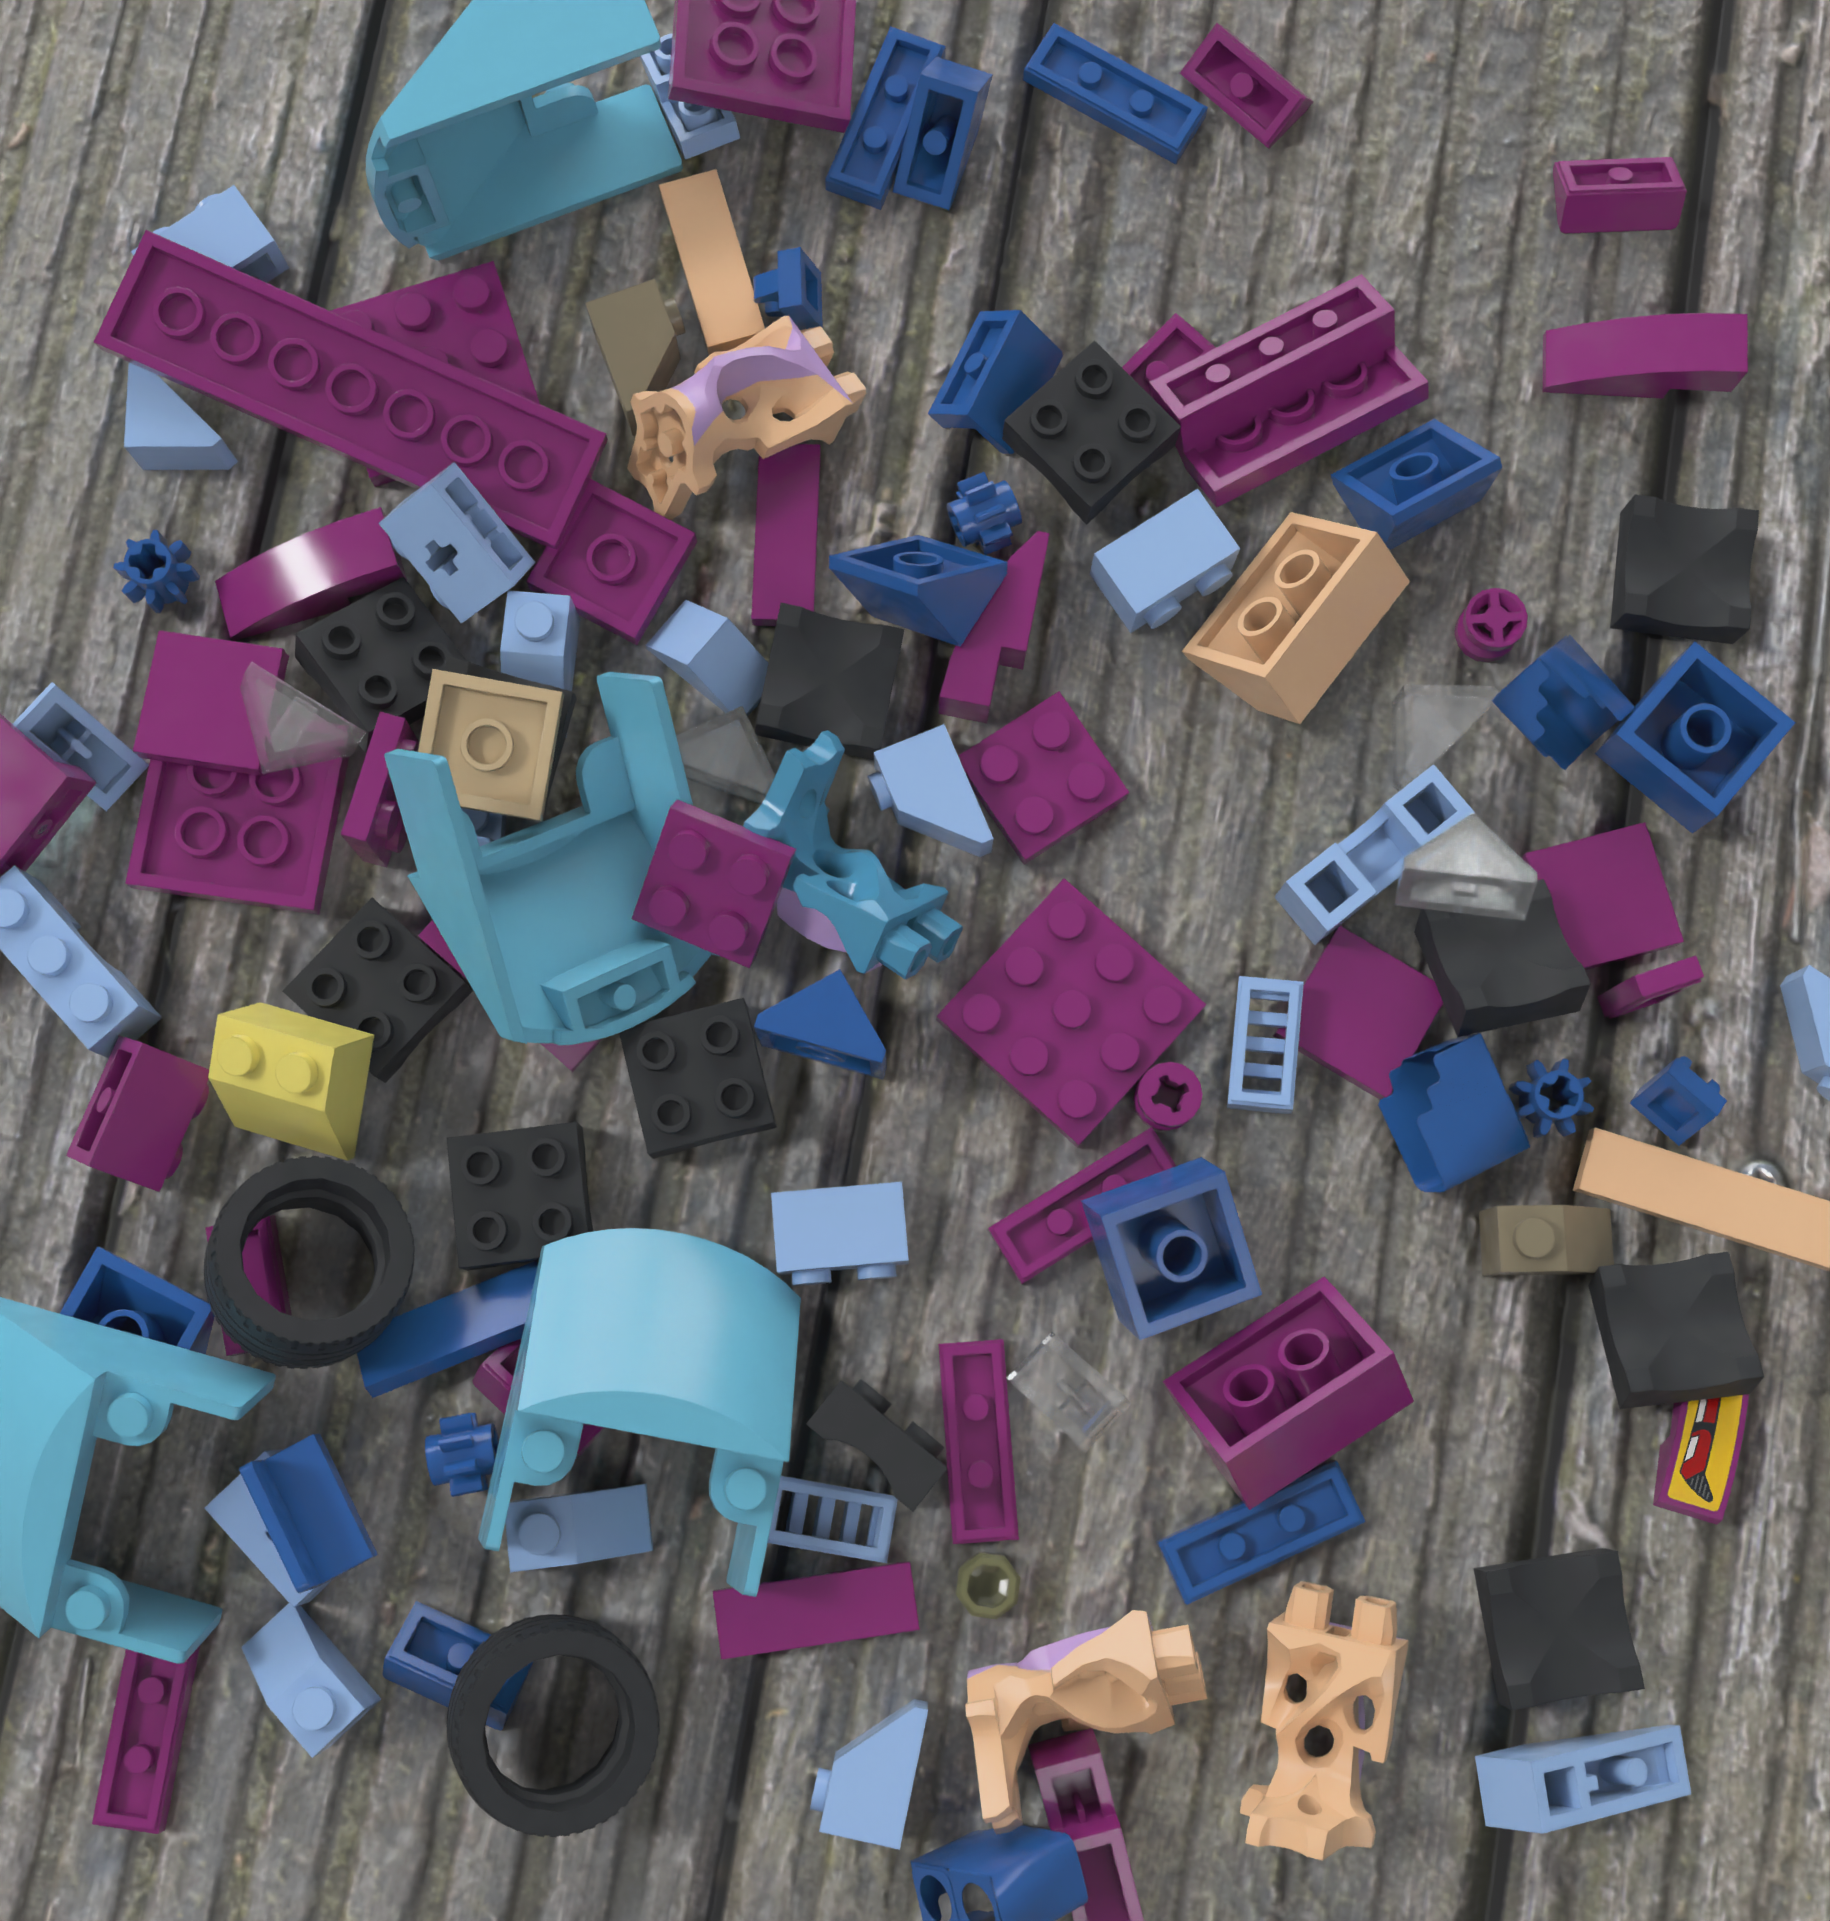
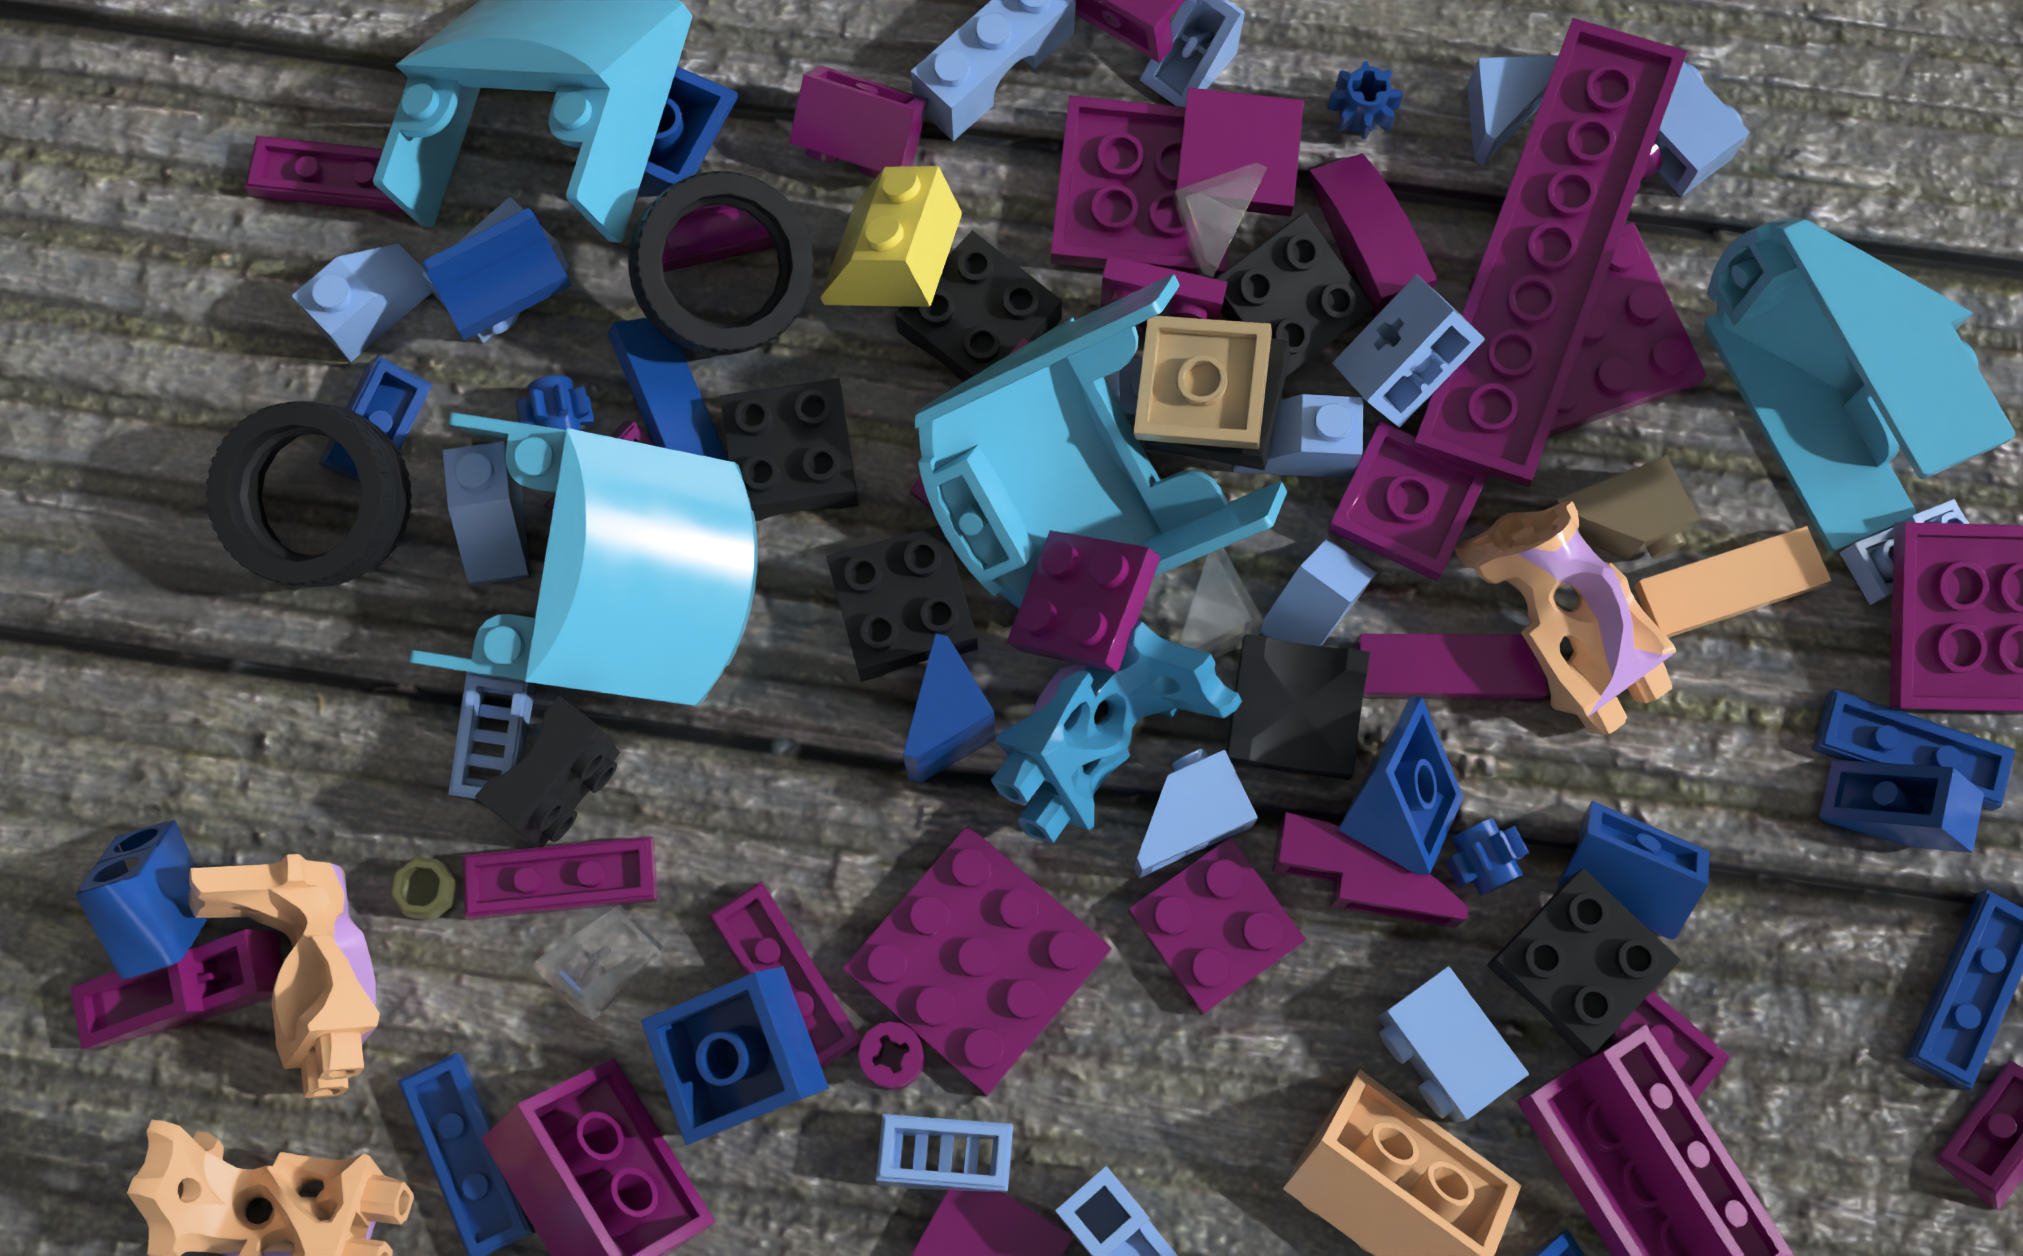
camera: 90 degrees right, 5 degrees down
(792, 289) = (1708, 660): blue tile -> none
(816, 1610) = (408, 735): magenta tile -> none
(840, 1231) = (755, 738): light blue brick -> none
(873, 1780) = (250, 785): light blue slope -> none

